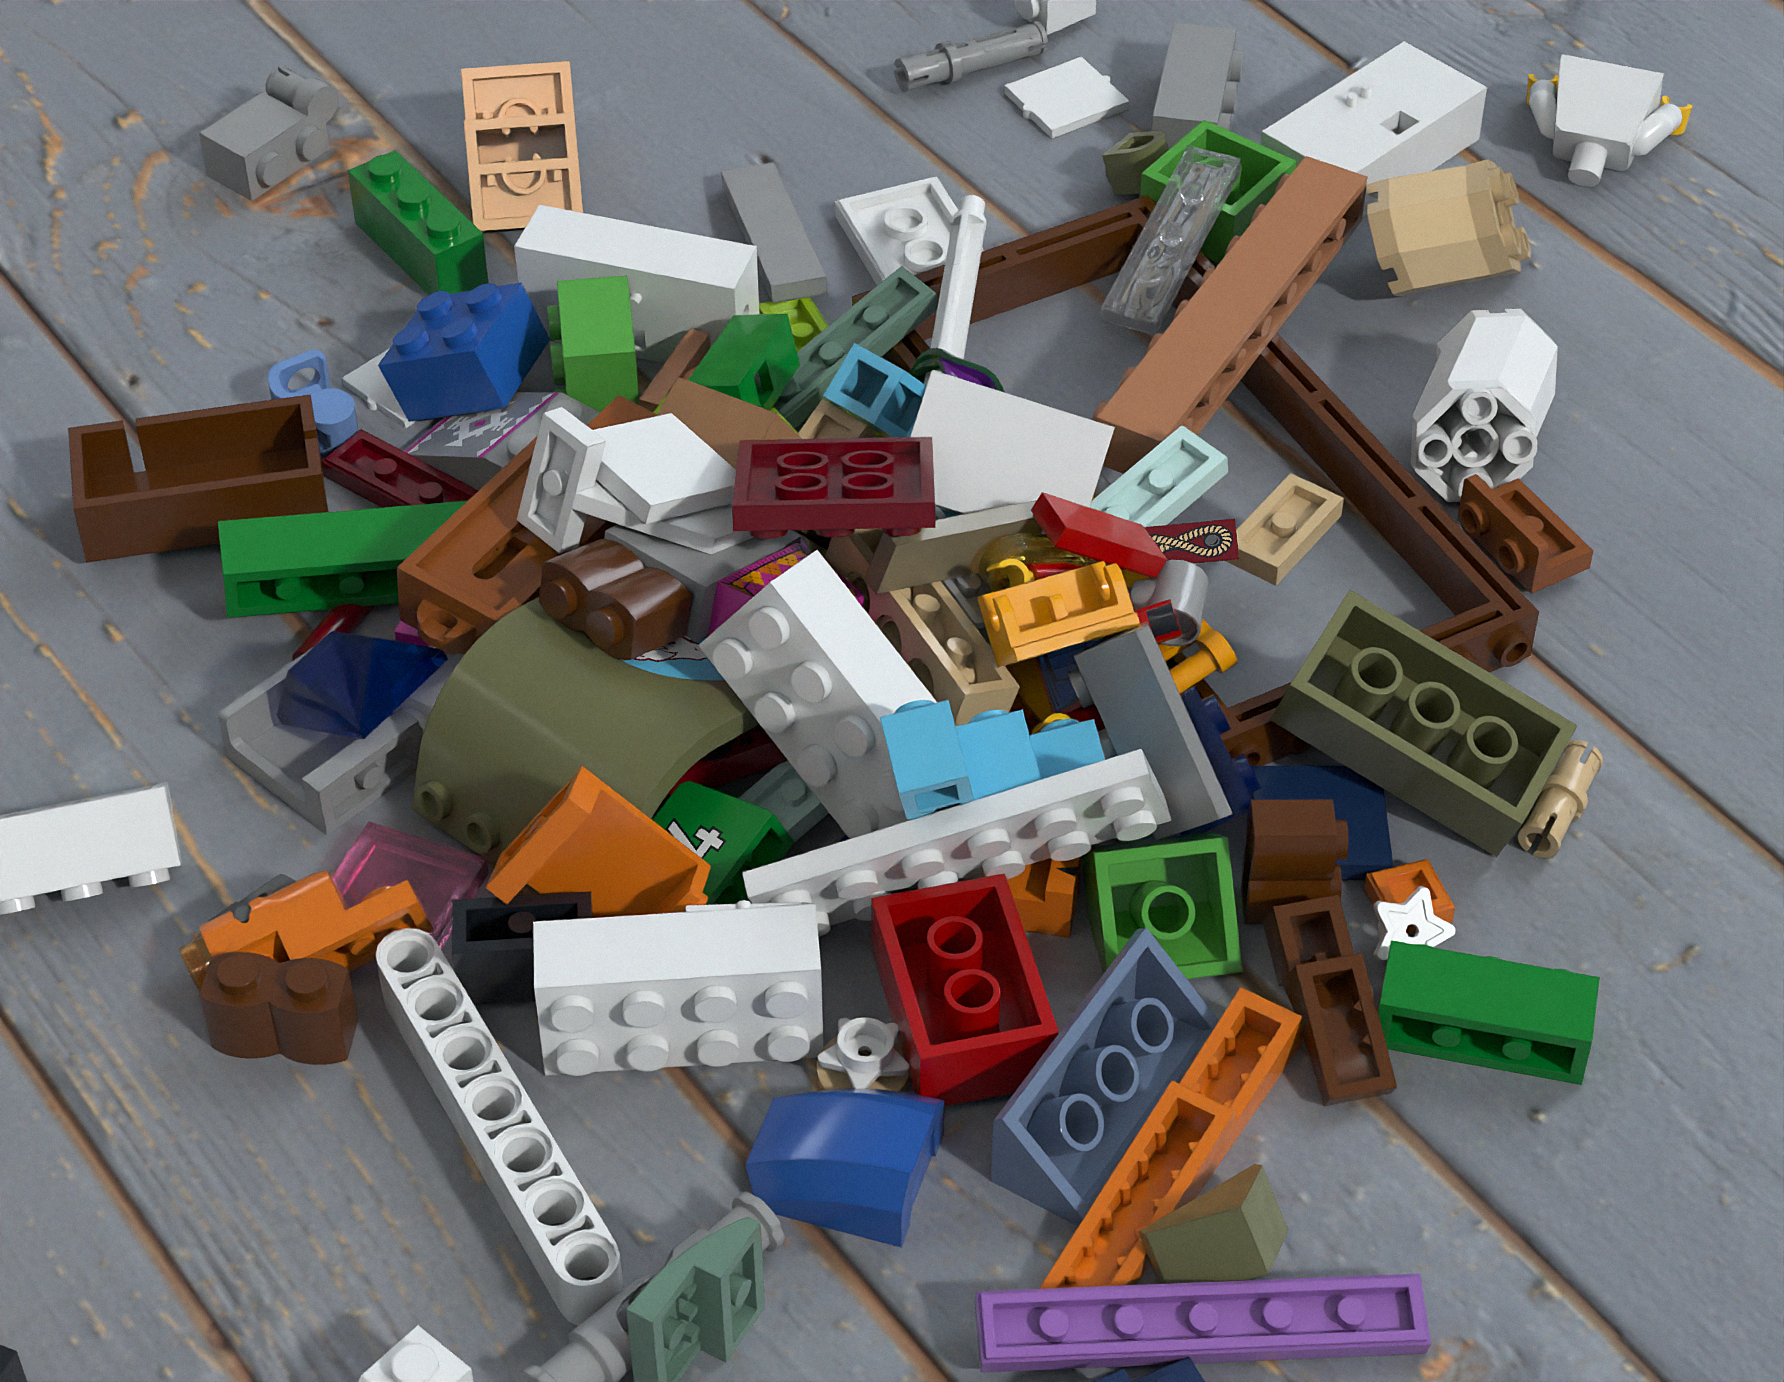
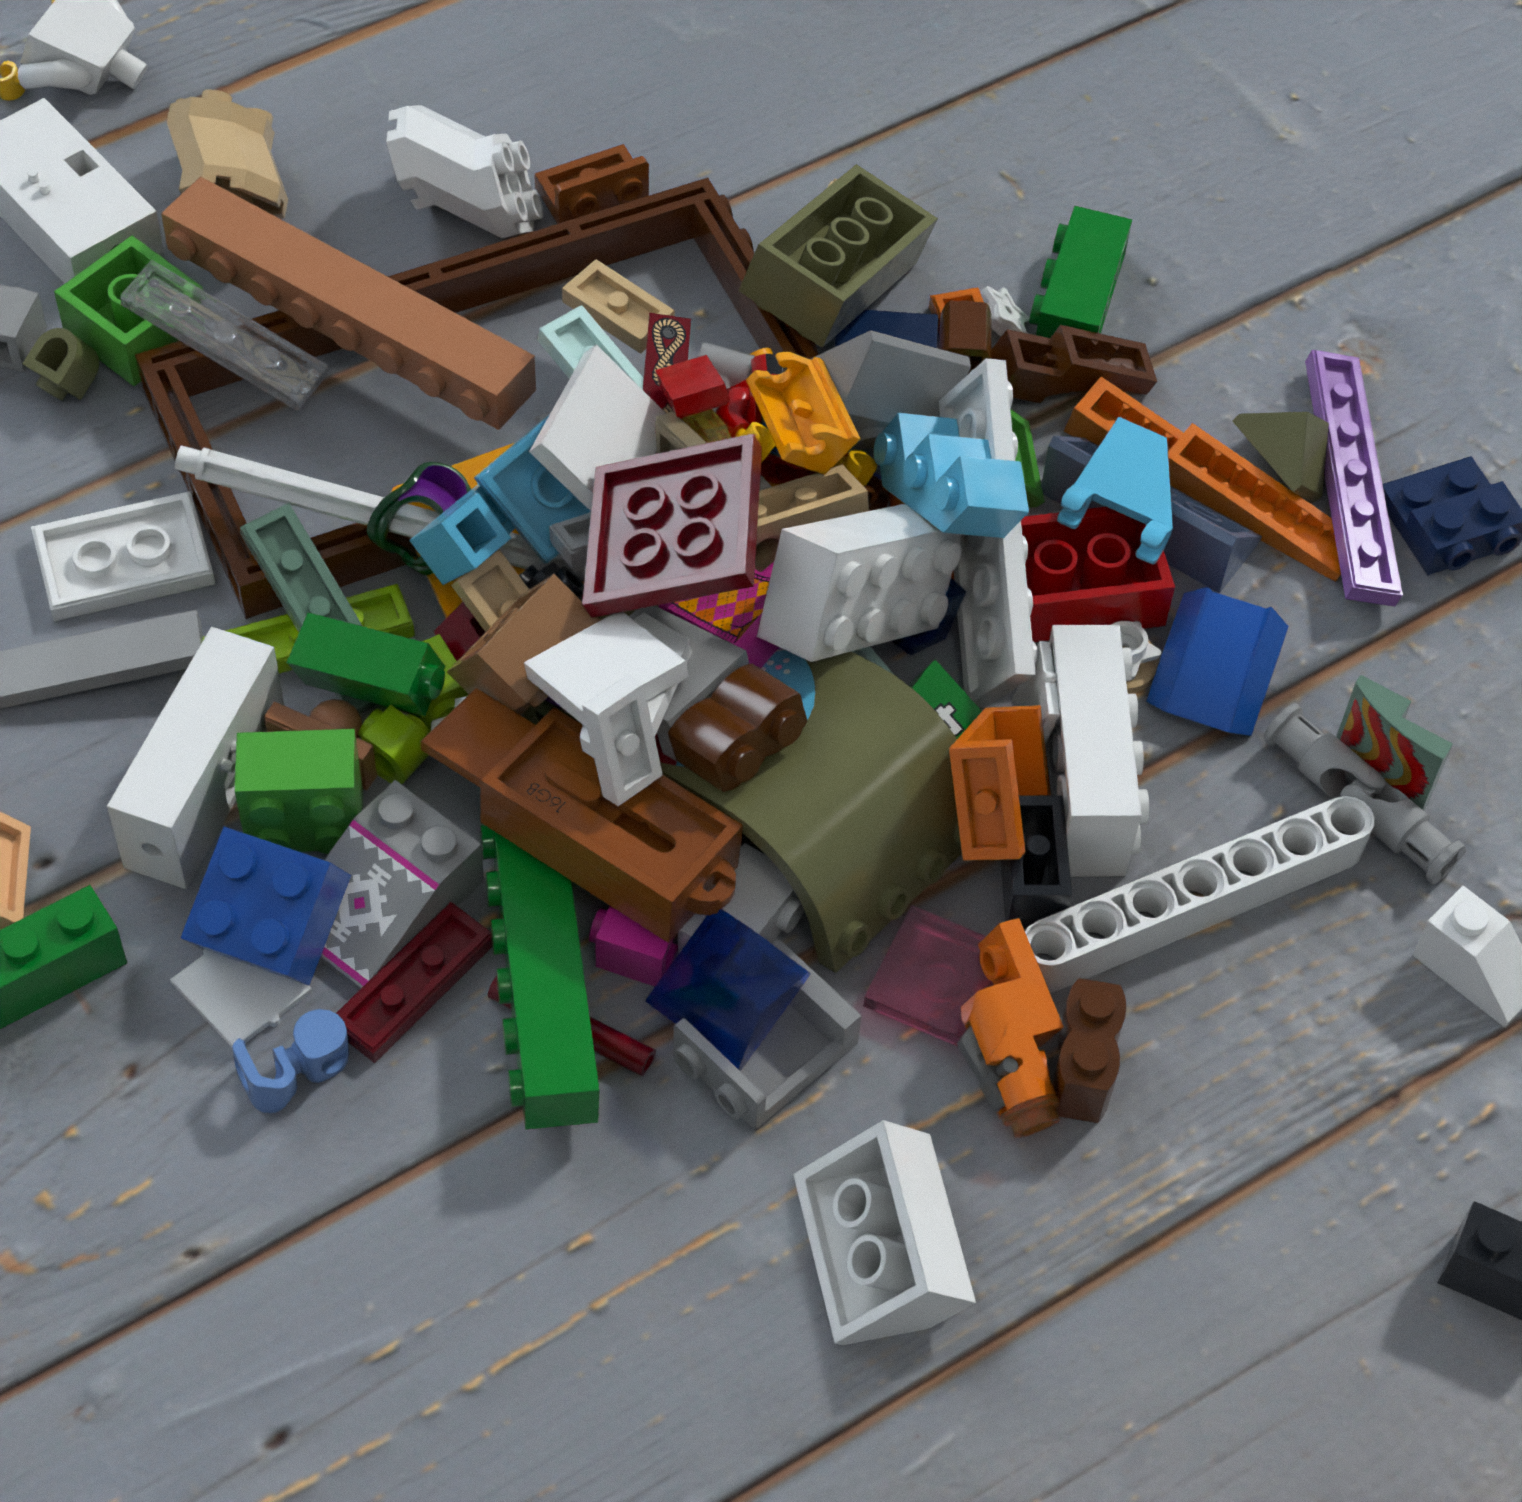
camera: 90 degrees left, 10 degrees up
(198, 472) = (412, 1149): reddish brown piece -> none
(1068, 998) = (1131, 478): none -> medium azure flag

